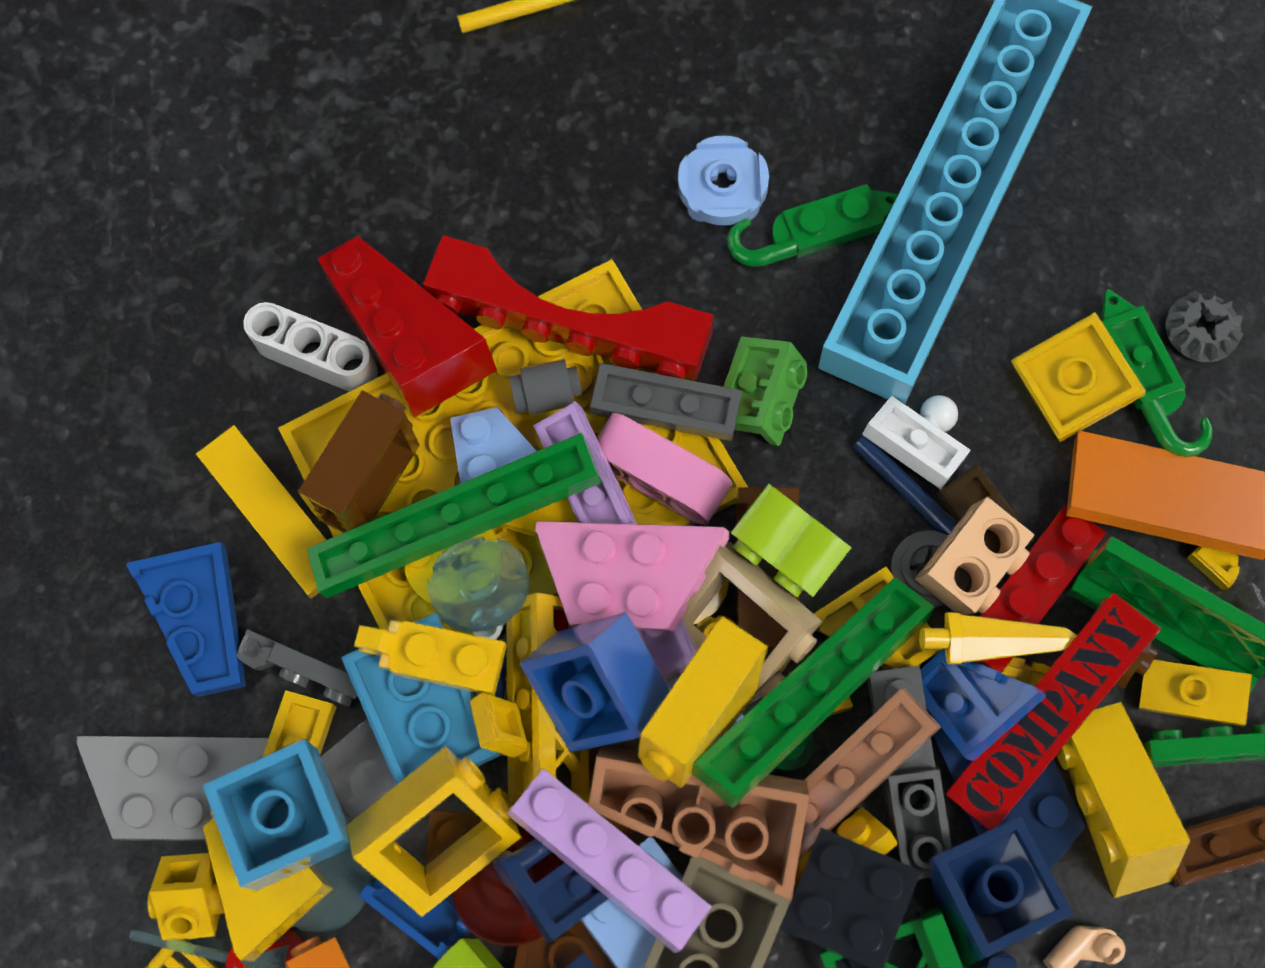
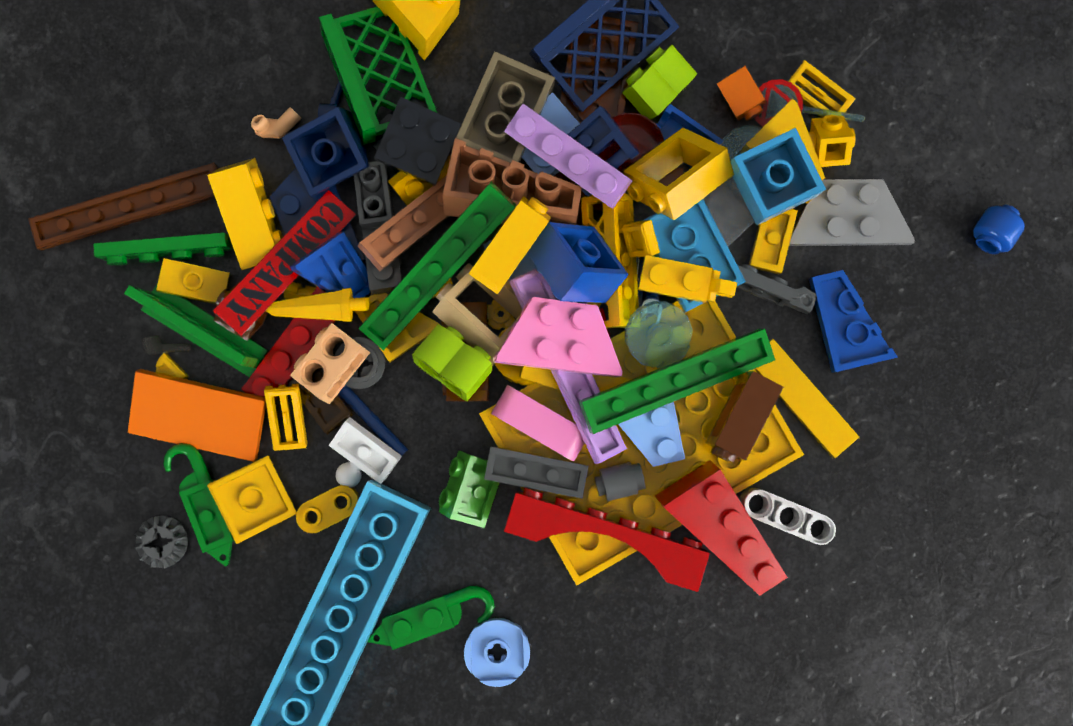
camera: 175 degrees right, 15 degrees up
(968, 365) = (327, 509): none -> yellow plate
(1041, 518) = (282, 391): none -> yellow tile

